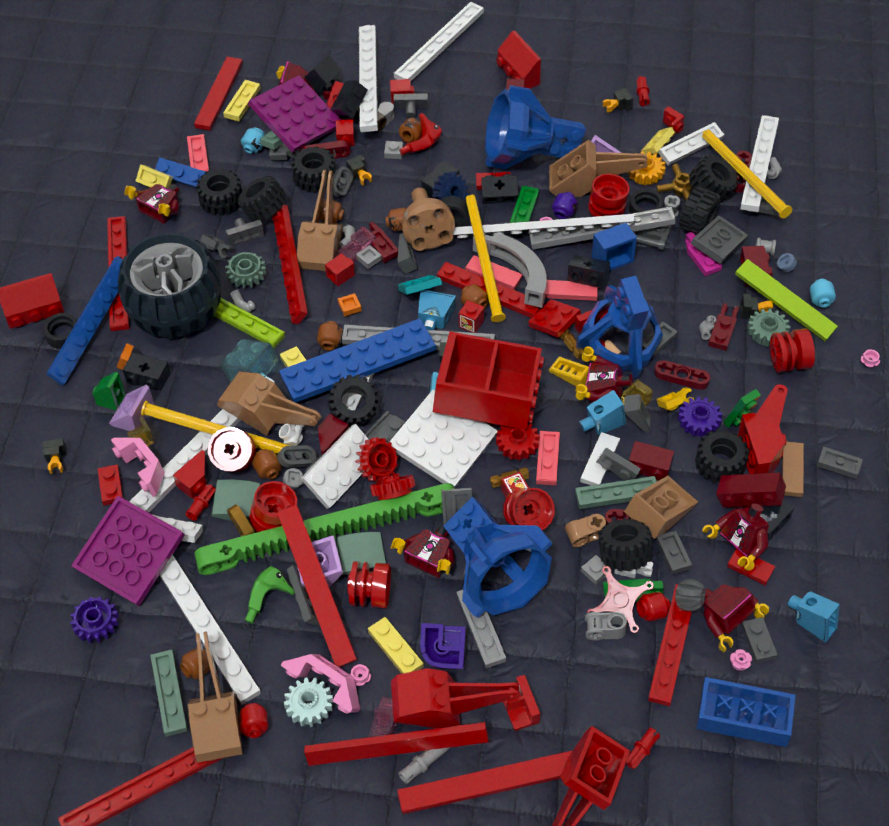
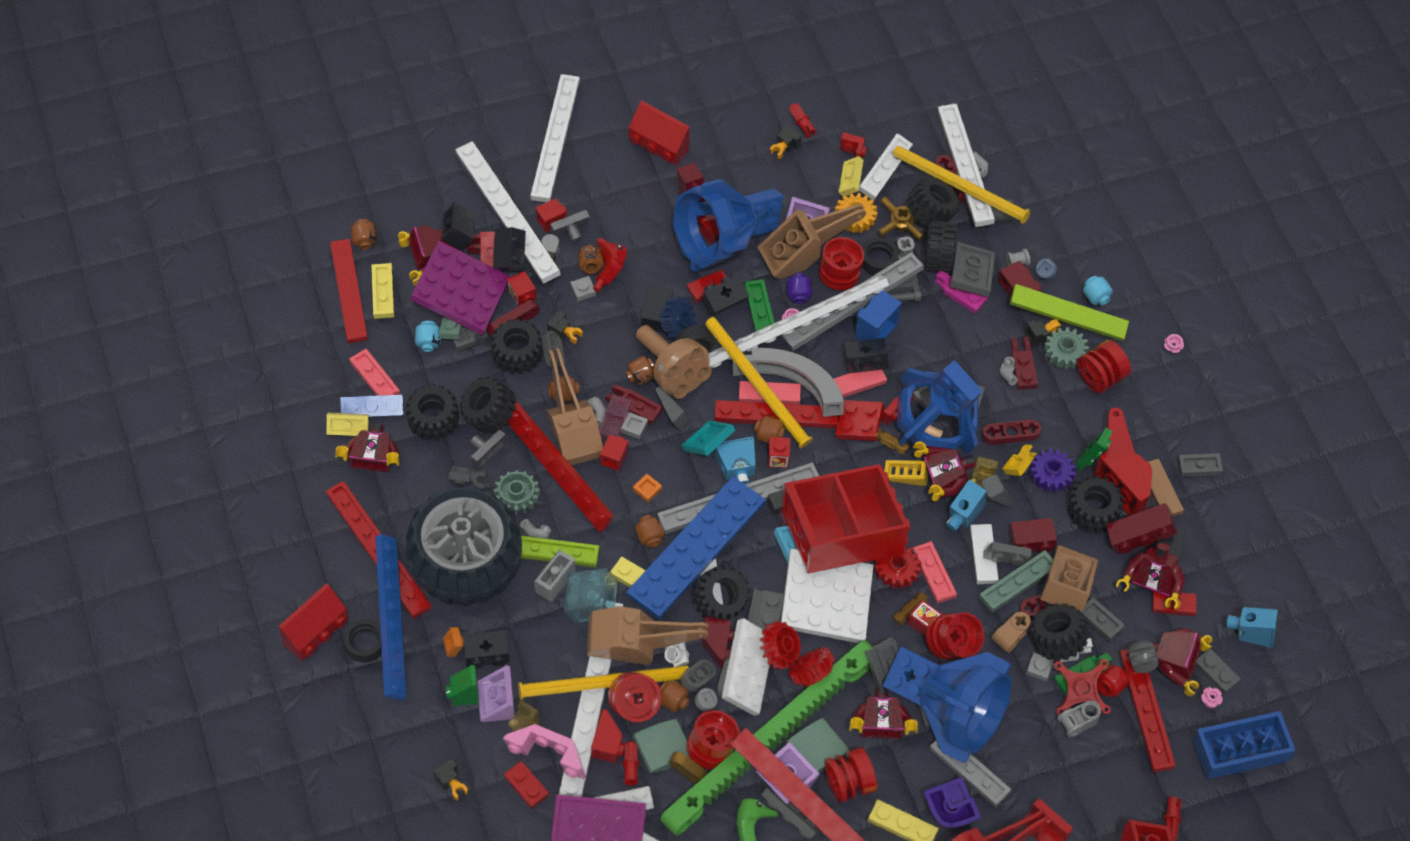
camera: 30 degrees left, 5 degrees up
(228, 337) = (554, 575): none -> light grey brick
(253, 59) = (363, 234): none -> dark orange head

